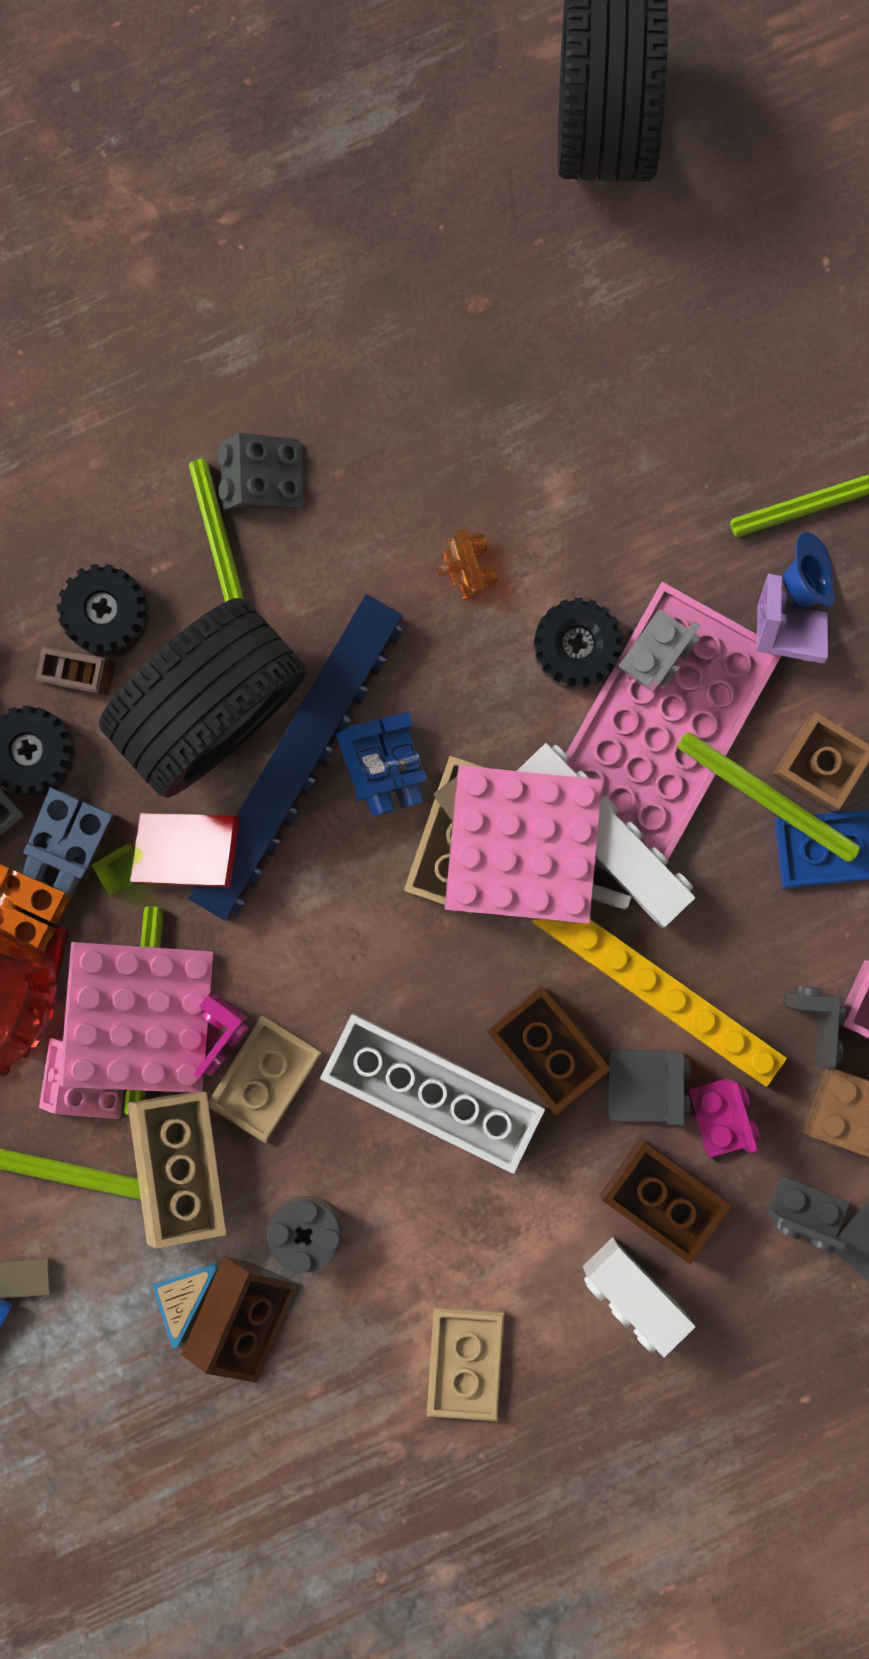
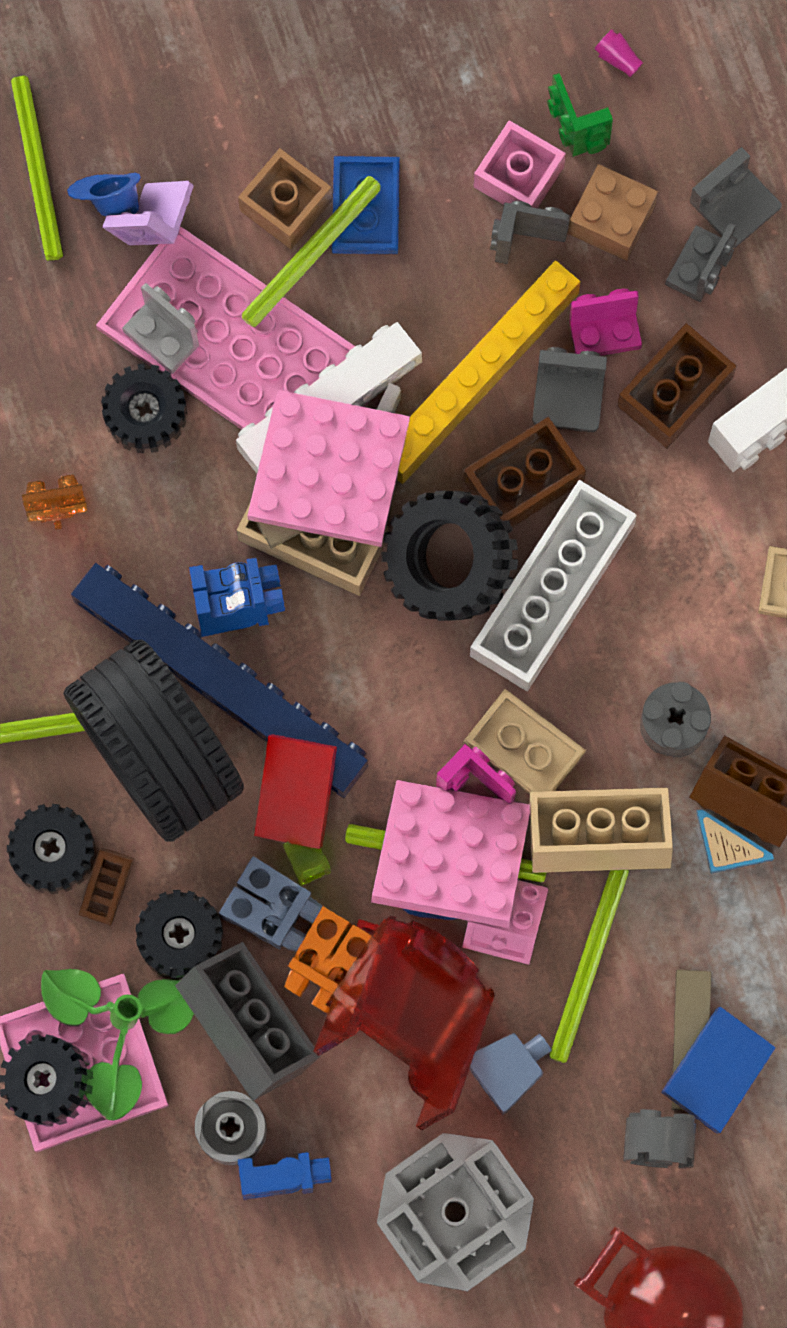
camera: 80 degrees left, 10 degrees down
(415, 952) = (408, 555): none -> black tyre

